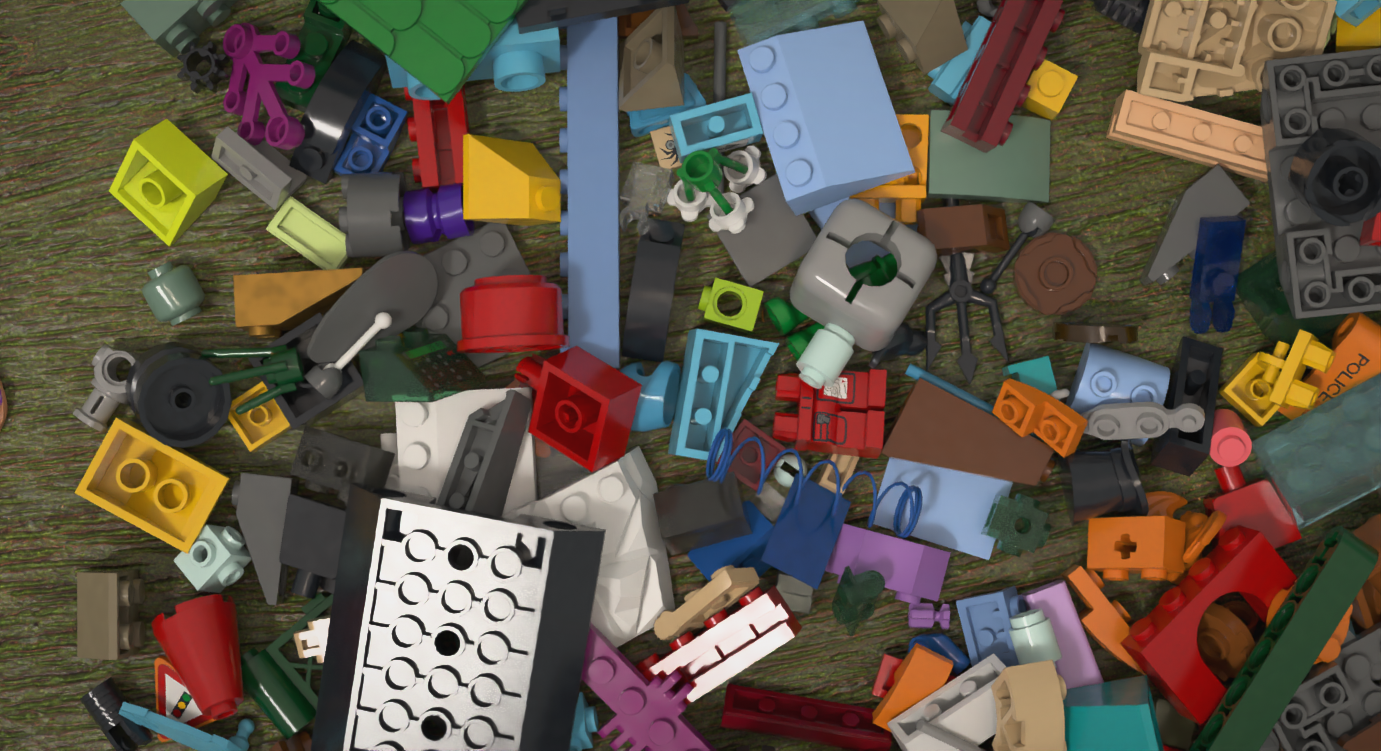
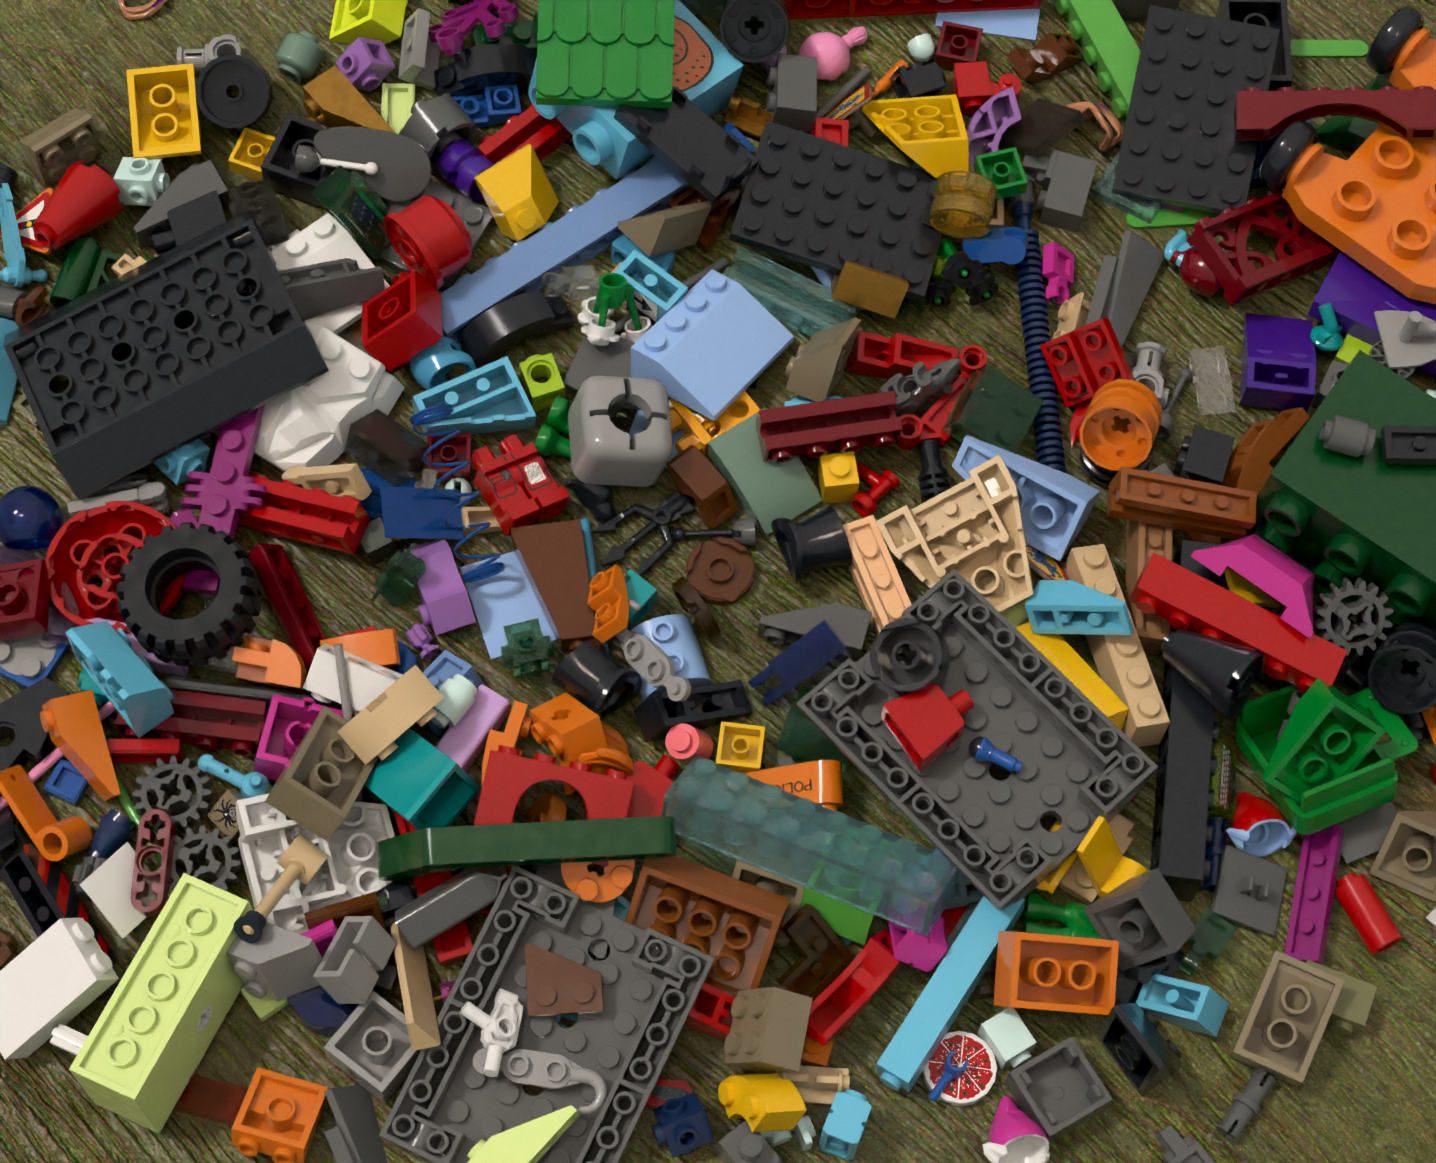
camera: 50 degrees right, 20 degrees down
(233, 242) = (365, 63): none -> medium lavender brick
(283, 368) = (294, 128): dark green plant -> none
(825, 356) = (548, 445): light aqua brick -> none
(1078, 51) = (865, 503): none -> red piece
(1105, 167) = (812, 542): none -> black hat
(1289, 387) = (767, 746): yellow hips -> none

